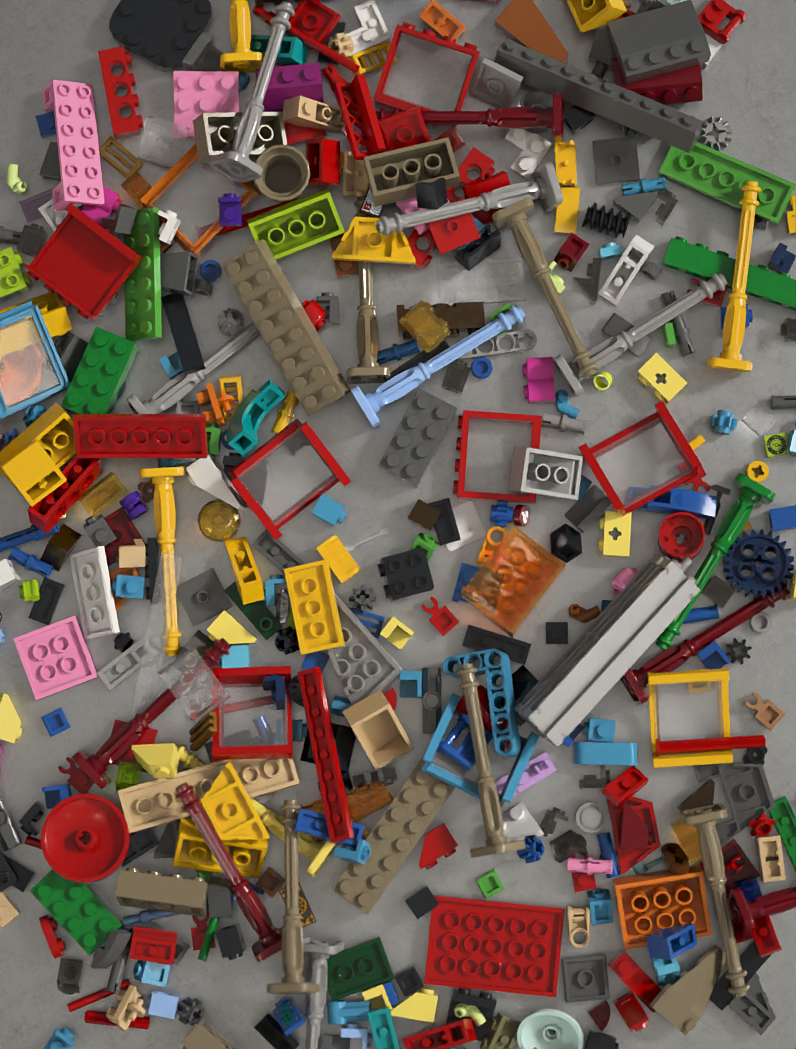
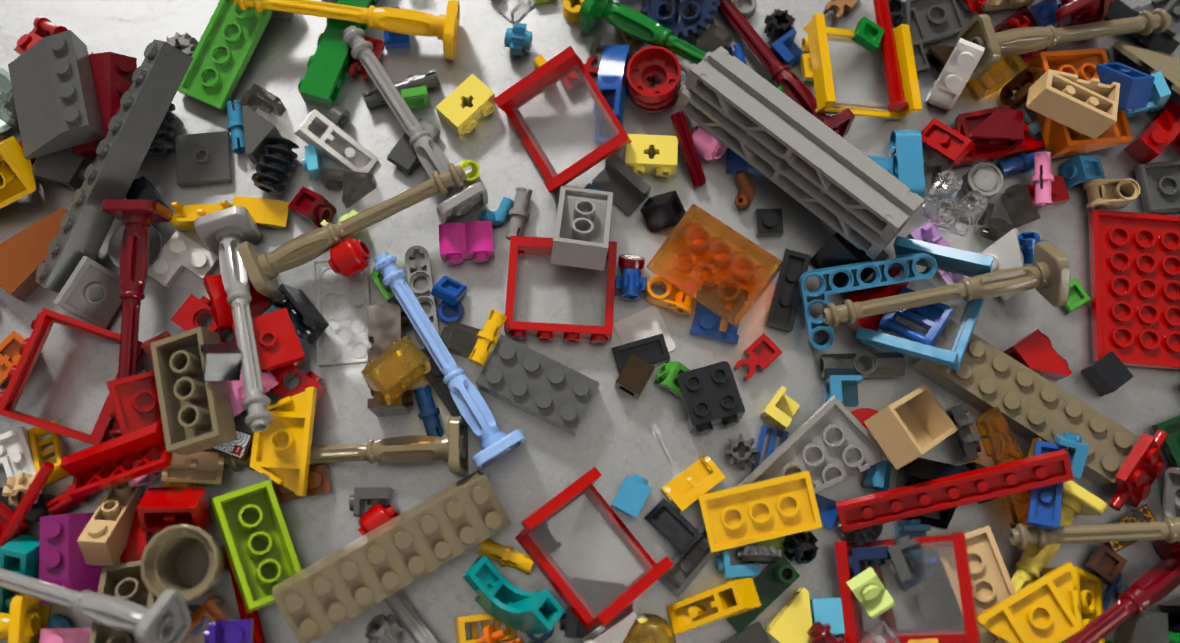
camera: 100 degrees left, 10 degrees down
(252, 689) = (871, 593): none -> yellowish green bracket
(275, 711) = (900, 562): none -> dark grey bracket
(304, 543) = (674, 527): none -> black tile
(341, 914) = (1139, 471): none -> red plate
(455, 397) = (487, 337): none -> yellow pin
(498, 366) = (449, 290): none -> blue tile
(523, 285) = (349, 257): none -> red head
(554, 778) = (947, 214): none -> clear piece
(619, 565) = (688, 149): none -> dark red axle
(648, 889) = (1075, 102): none -> tan wedge
(681, 795) = (955, 74): none -> white plate
(721, 724) = (867, 34): none -> green plate

